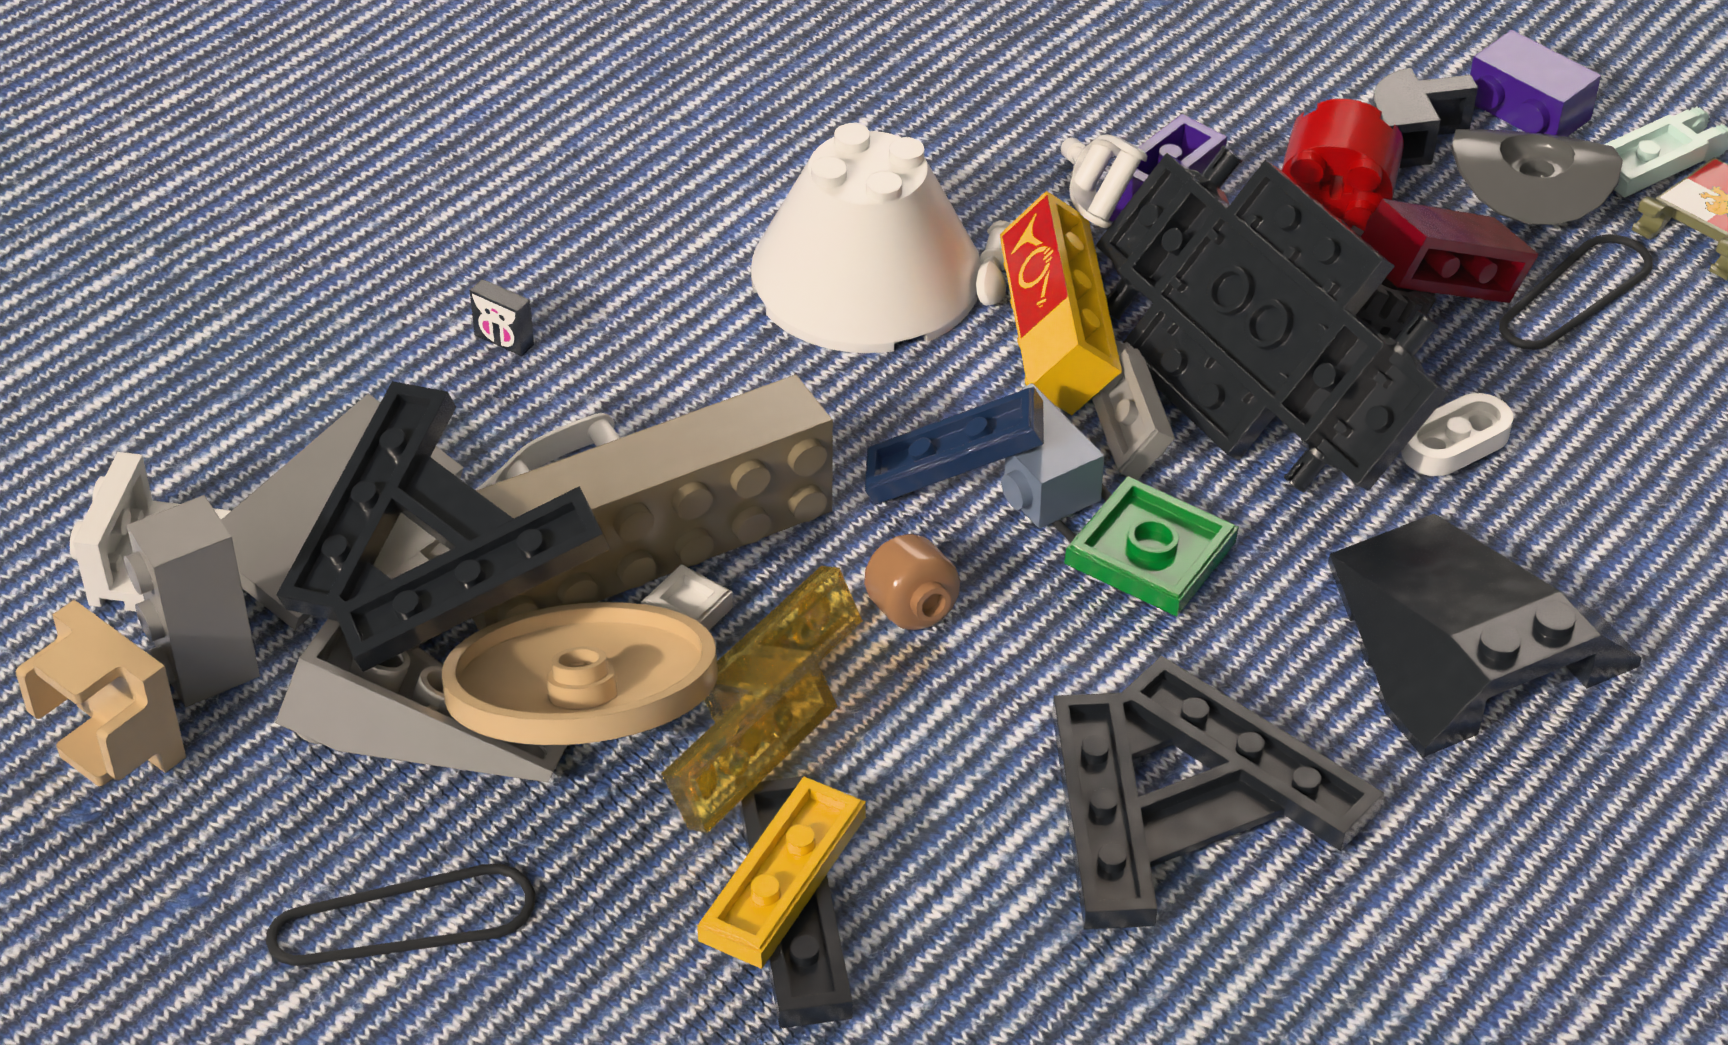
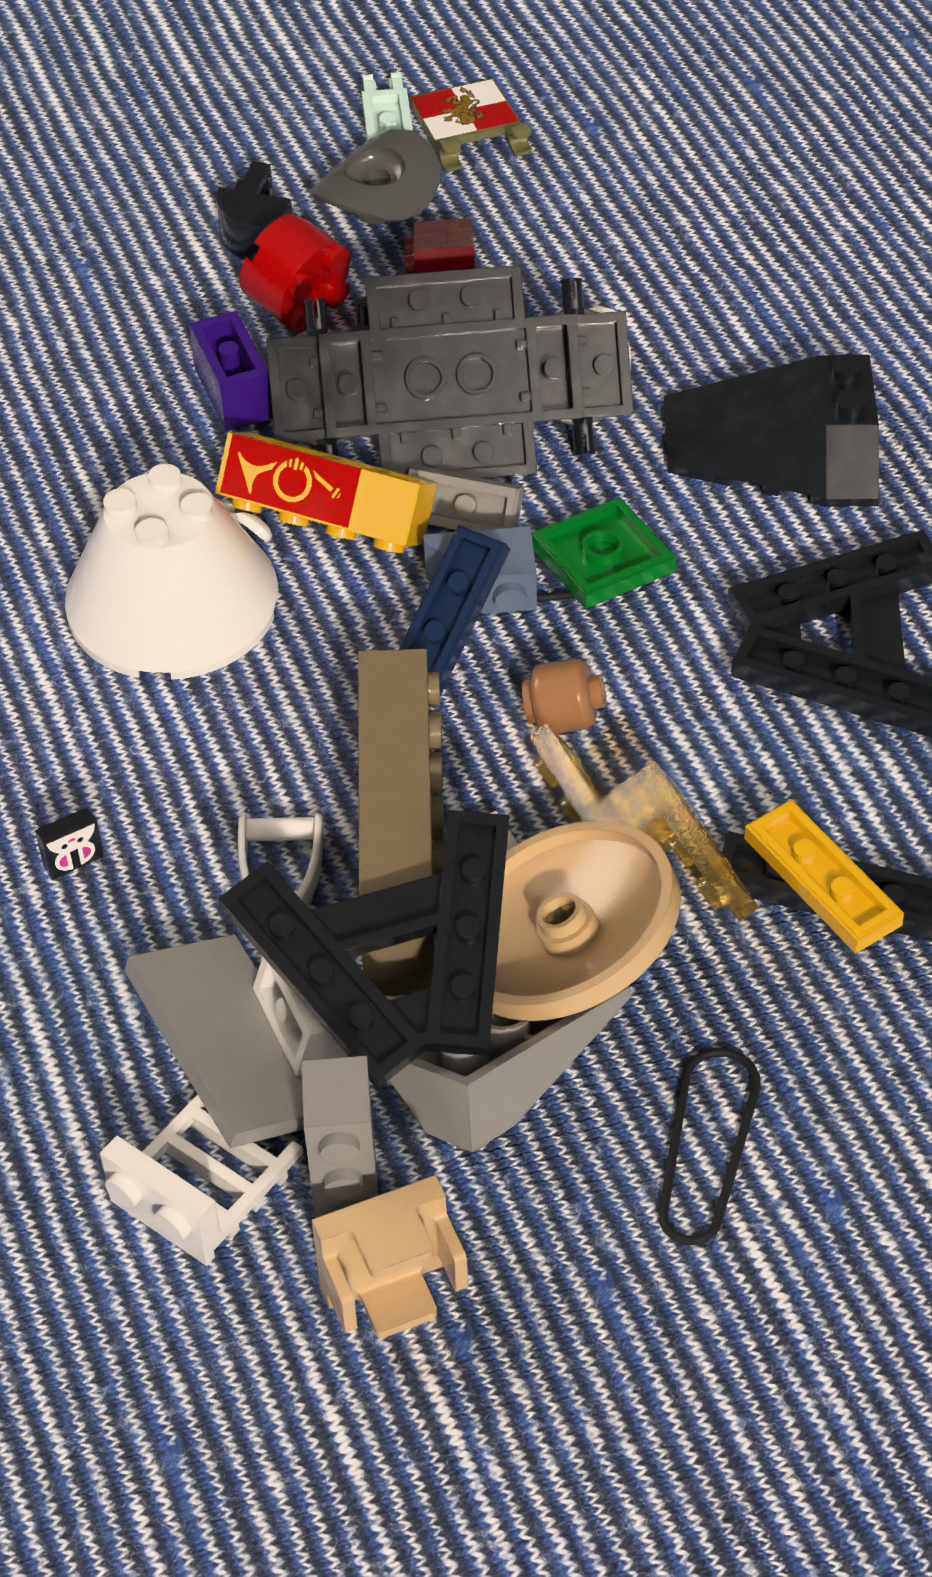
camera: 60 degrees left, 5 degrees up
(1088, 167) = (191, 412): white piece -> none
(1528, 298) = (481, 178): black piece -> none
(1533, 86) = (278, 135): dark purple brick -> none

